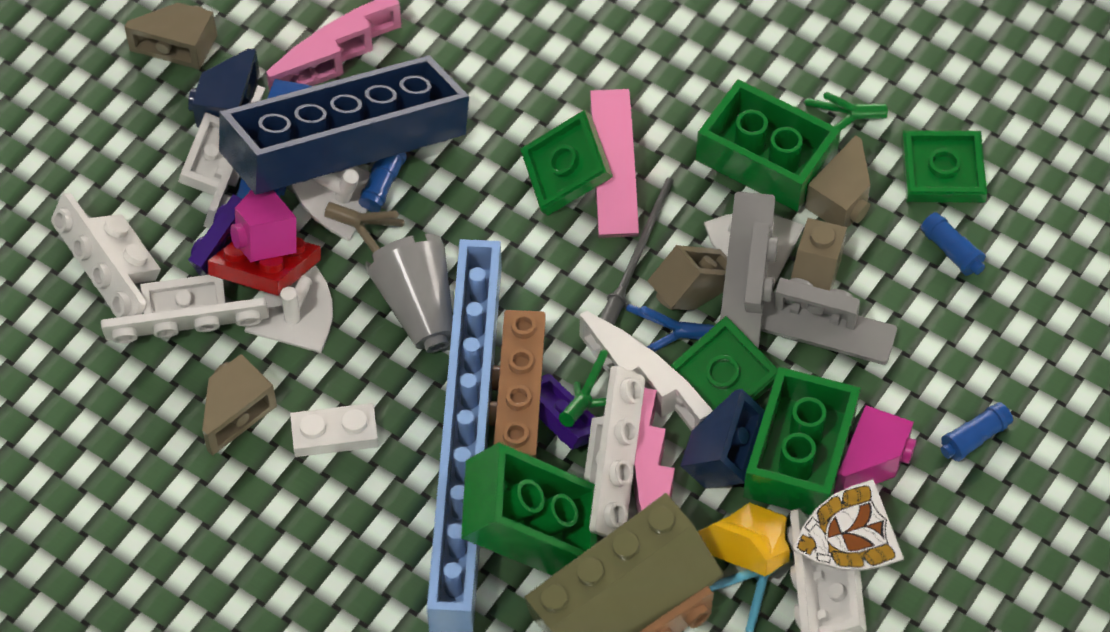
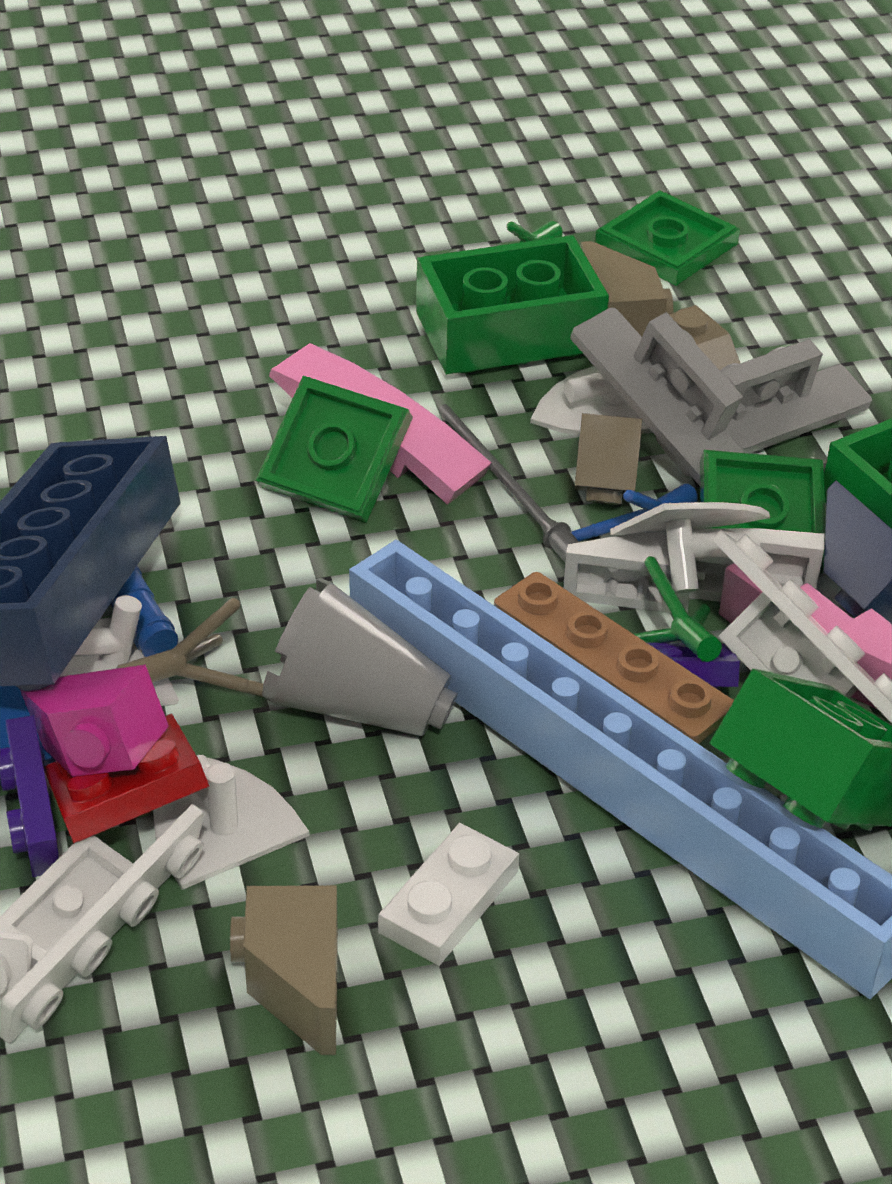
camera: 50 degrees left, 15 degrees down
(634, 346) = (683, 545): none -> white shield
(955, 245) = (778, 280): blue piece -> none

